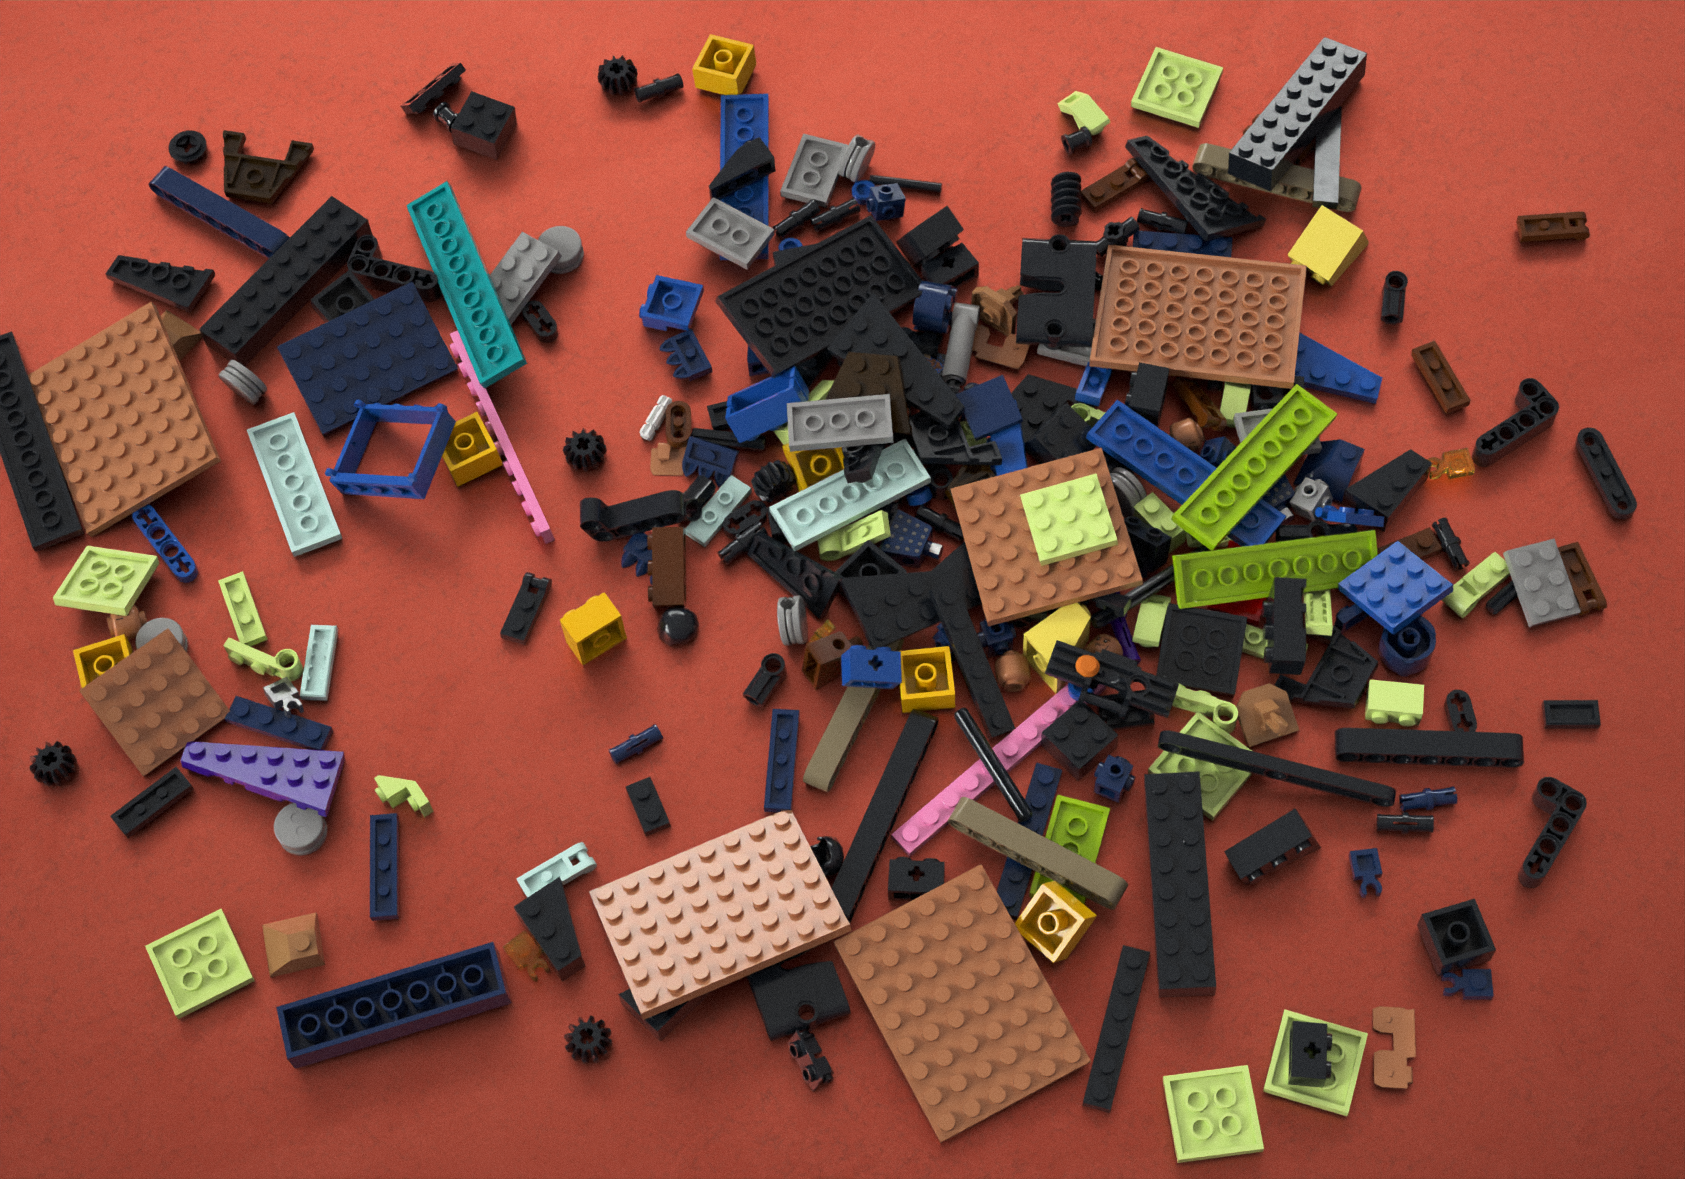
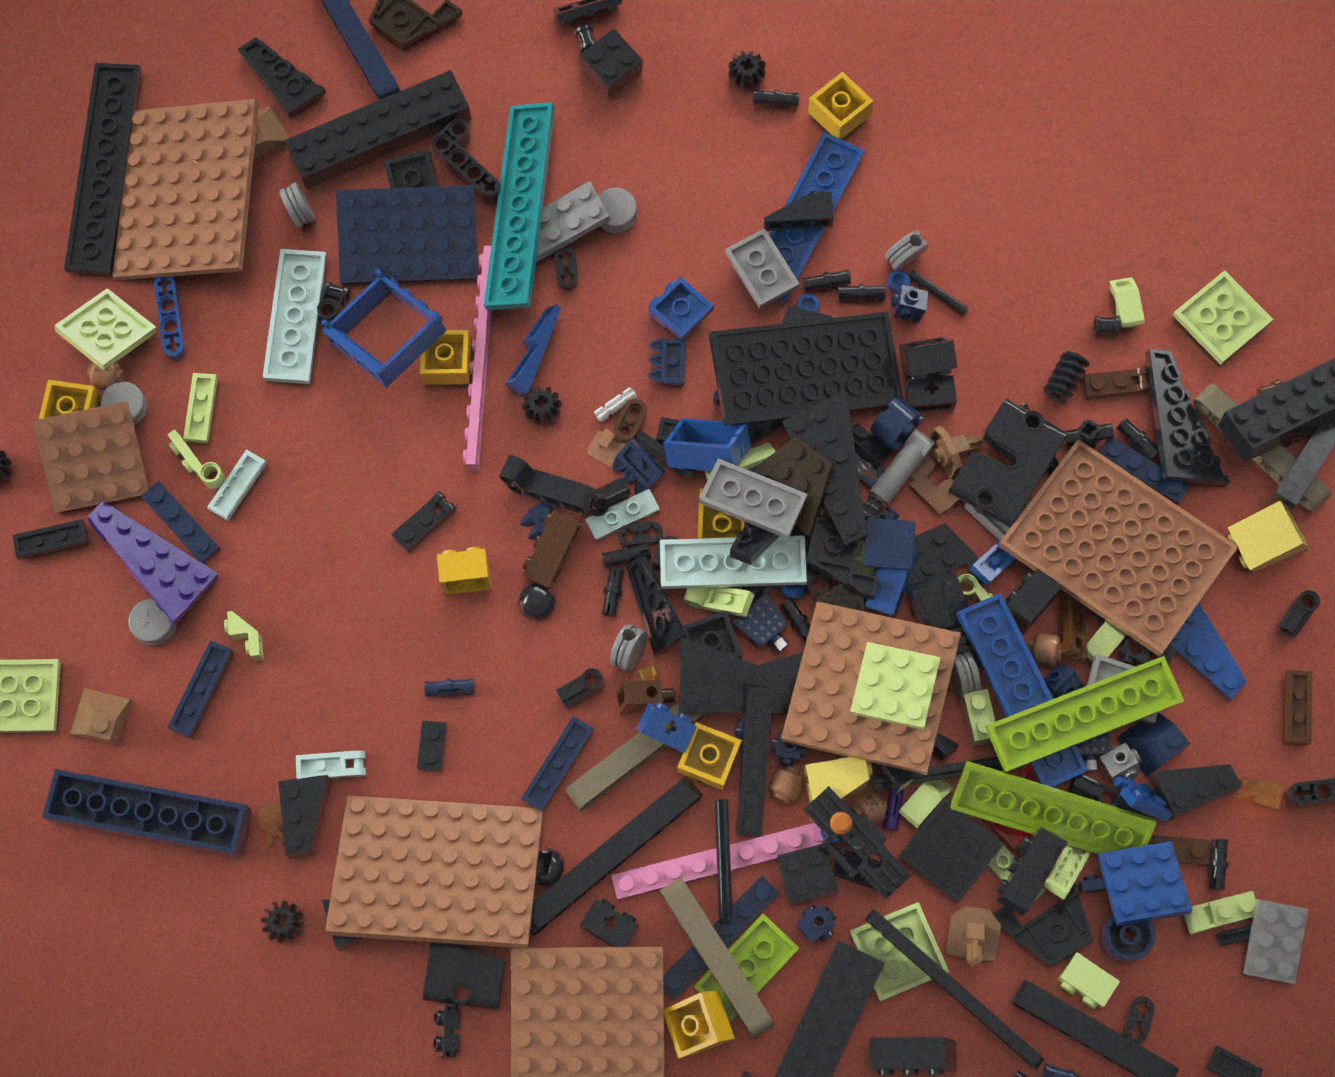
camera: 25 degrees right, 10 degrees up
(285, 695) = (194, 501): flat silver plate -> none
(325, 452) = (333, 299): none -> black piece
(548, 397) = (537, 339): none -> blue slope
(747, 582) = (612, 591): none -> black pin
(773, 481) = (679, 514): black gear -> none
(814, 170) = (866, 242): light grey plate -> none
(1148, 543) = (955, 731): black brick -> none
(1207, 705) = (927, 896): yellowish green plate -> none
(1582, 578) = (1313, 953): reddish brown plate -> none

